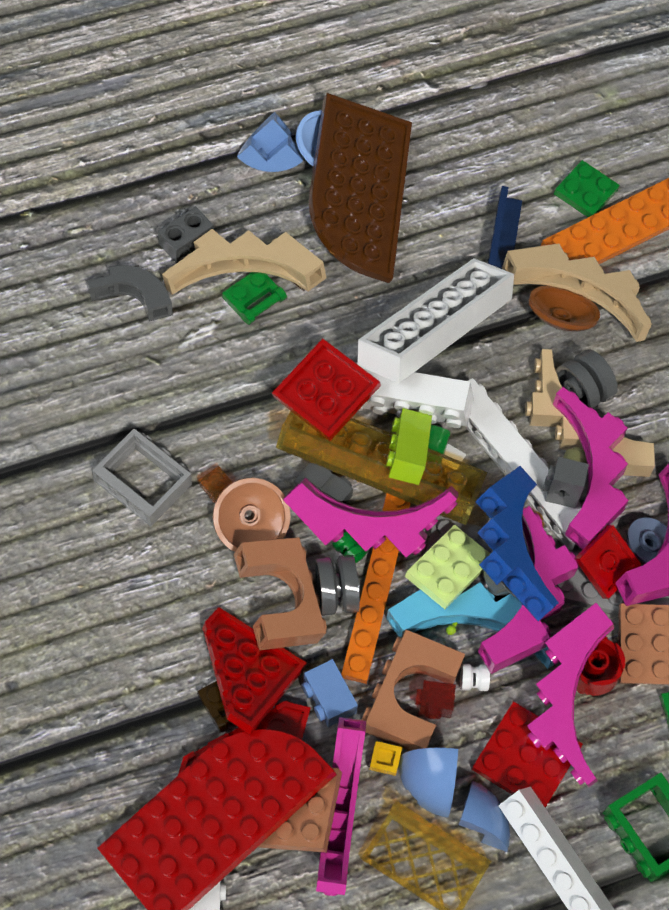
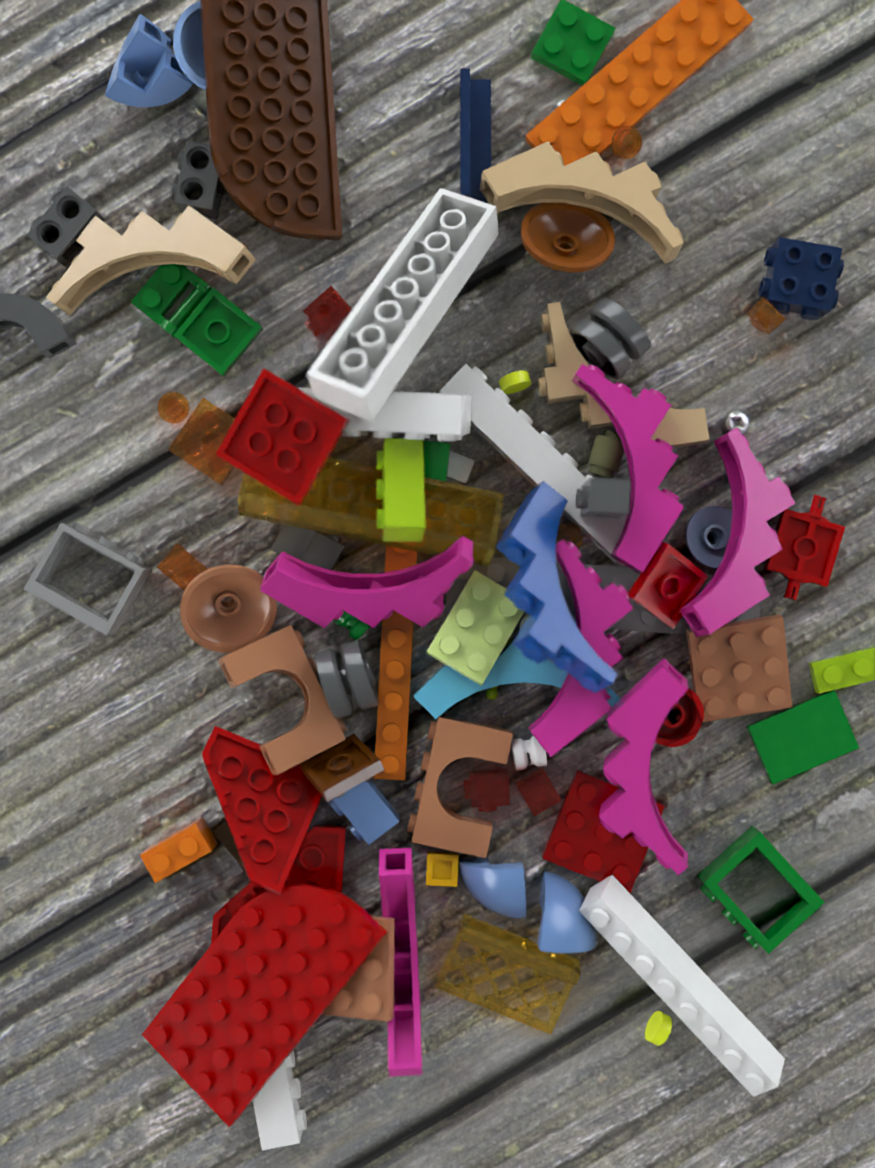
camera: 10 degrees left, 25 degrees up
(167, 696) = (178, 850): none -> orange brick
(237, 370) = (173, 407): none -> clear orange plate
(256, 400) = (201, 440): none -> clear orange plate
(284, 325) = (218, 332): none -> green plate
(297, 224) = (197, 179): none -> dark grey brick
(314, 651) = (341, 767): none -> reddish brown plate
(367, 322) = (326, 314): none -> clear red brick
(478, 708) = (538, 791): none -> clear red brick
(508, 401) = (515, 382): none -> neon yellow tile
(617, 258) = (626, 142): none -> clear orange plate

